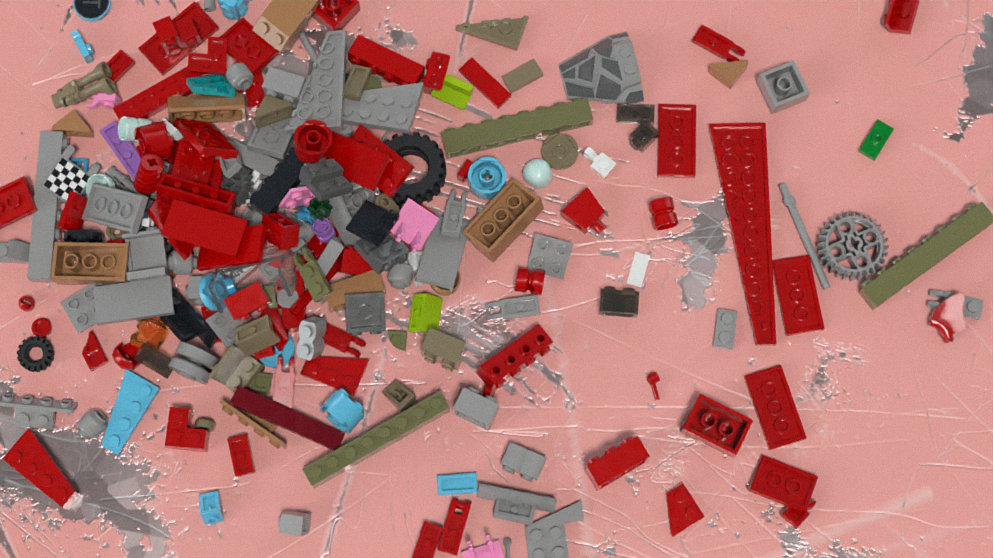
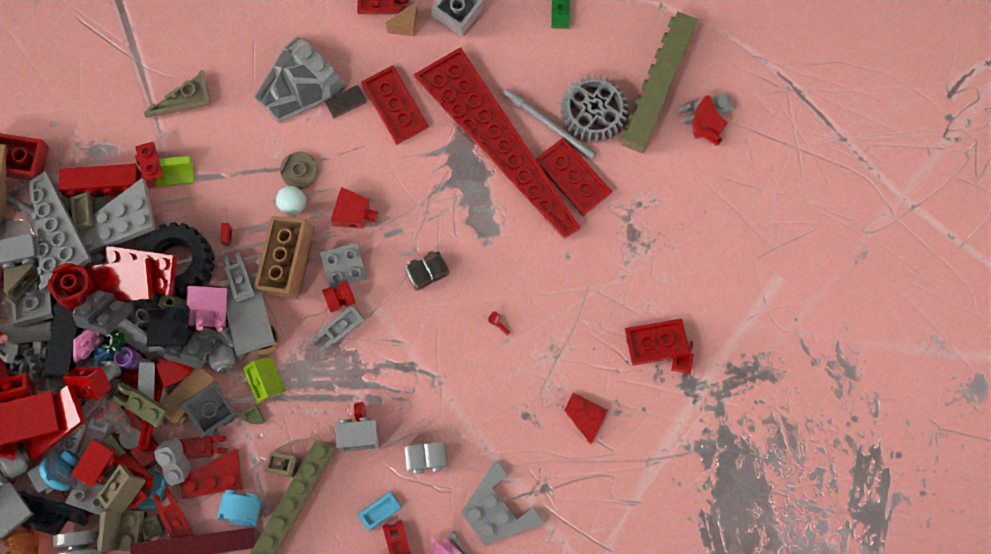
camera: 35 degrees left, 0 degrees up
(443, 349) = (298, 401): dark tan brick -> none
(476, 178) = (238, 230): medium azure brick -> none
(485, 83) = (198, 148): red tile -> none
(514, 357) = (364, 371): red brick -> none
(515, 505) = (440, 499): light grey bracket -> none
(517, 128) = (249, 172): olive brick -> none
(522, 76) = (228, 124): dark tan tile -> none
(600, 164) = (341, 160): white plate -> none
(616, 462) = (506, 408): red brick -> none
(638, 269) = (426, 232): white sticker -> none
(643, 136) = (363, 116): clear smoke brick -> none
(662, 210) = (420, 172): red wheel -> none
(717, 426) = (572, 326): red brick -> none
(725, 329) = (530, 240): light grey plate -> none
(775, 407) = (611, 282): red tile -> none

